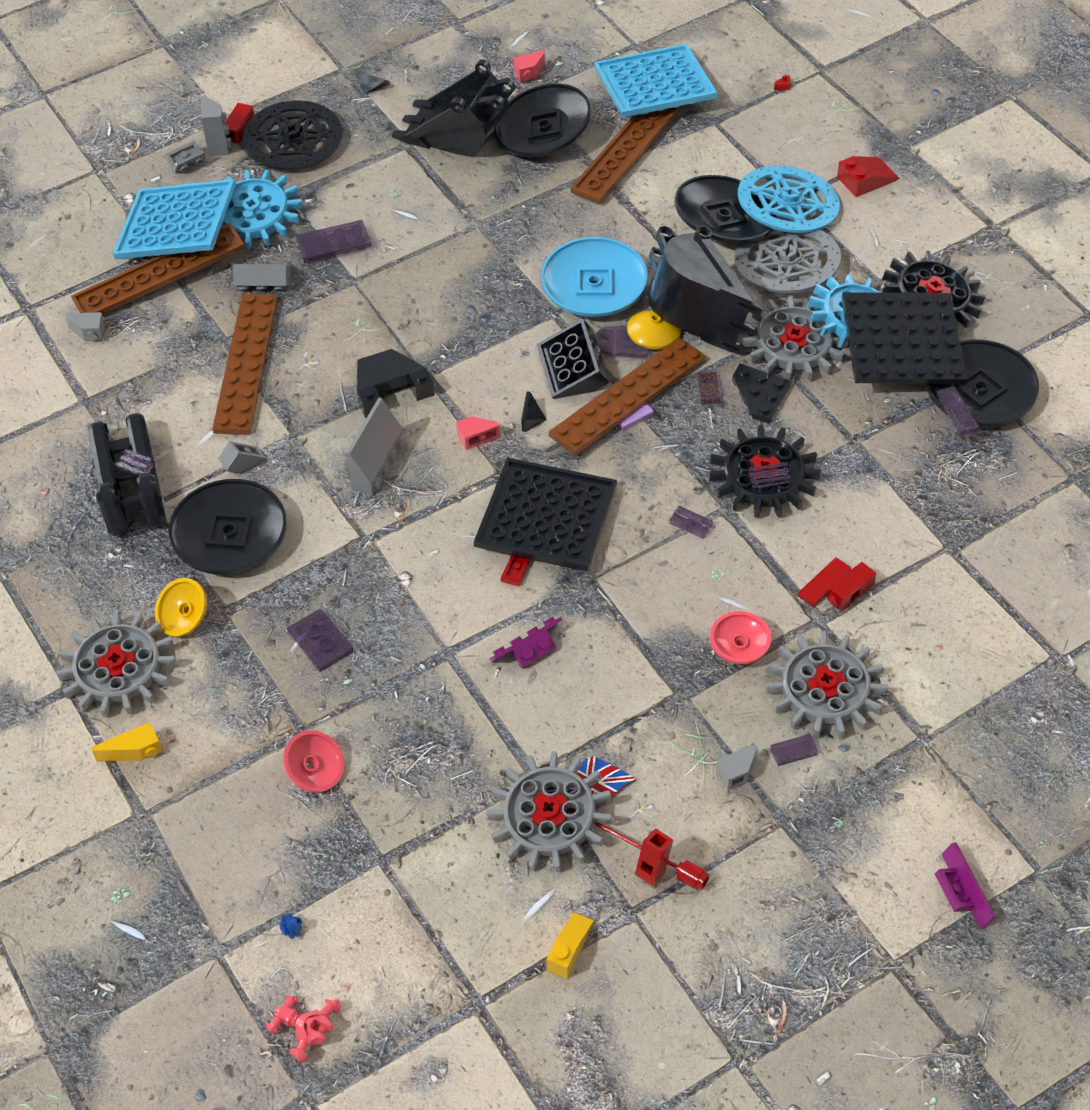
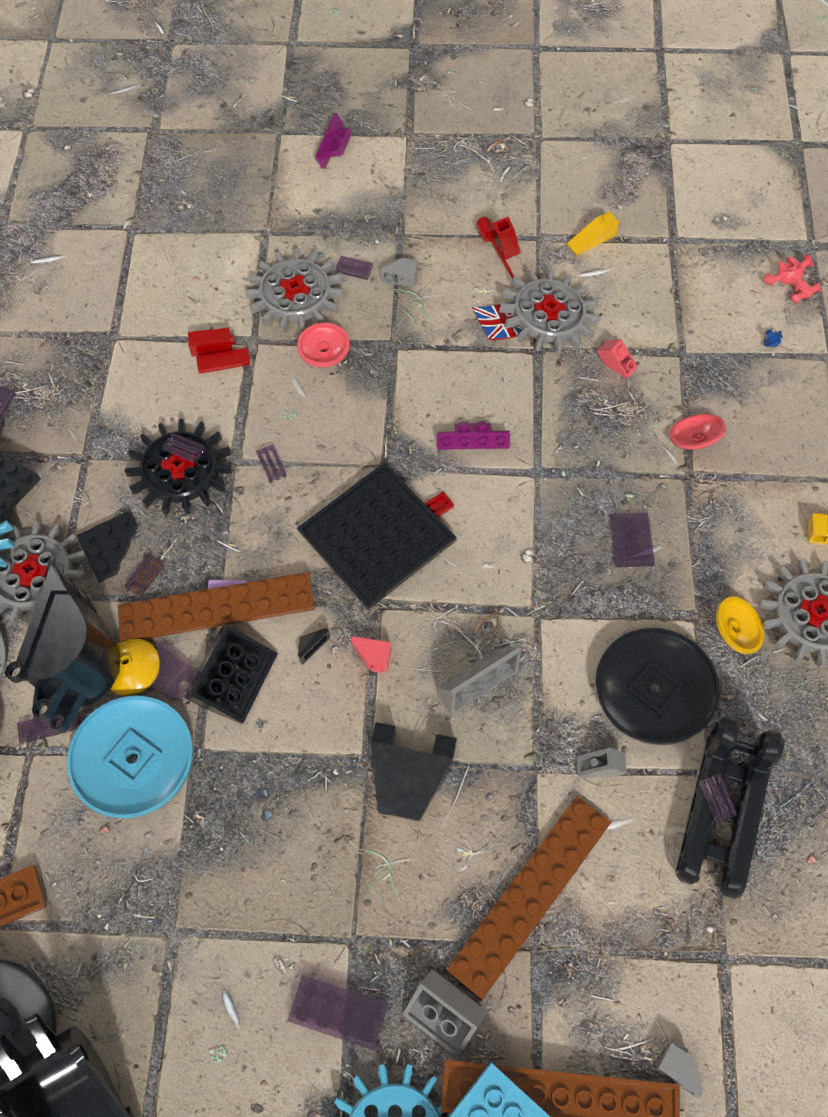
camera: 145 degrees left, 10 degrees up
(444, 802) = (617, 357): none -> coral slope

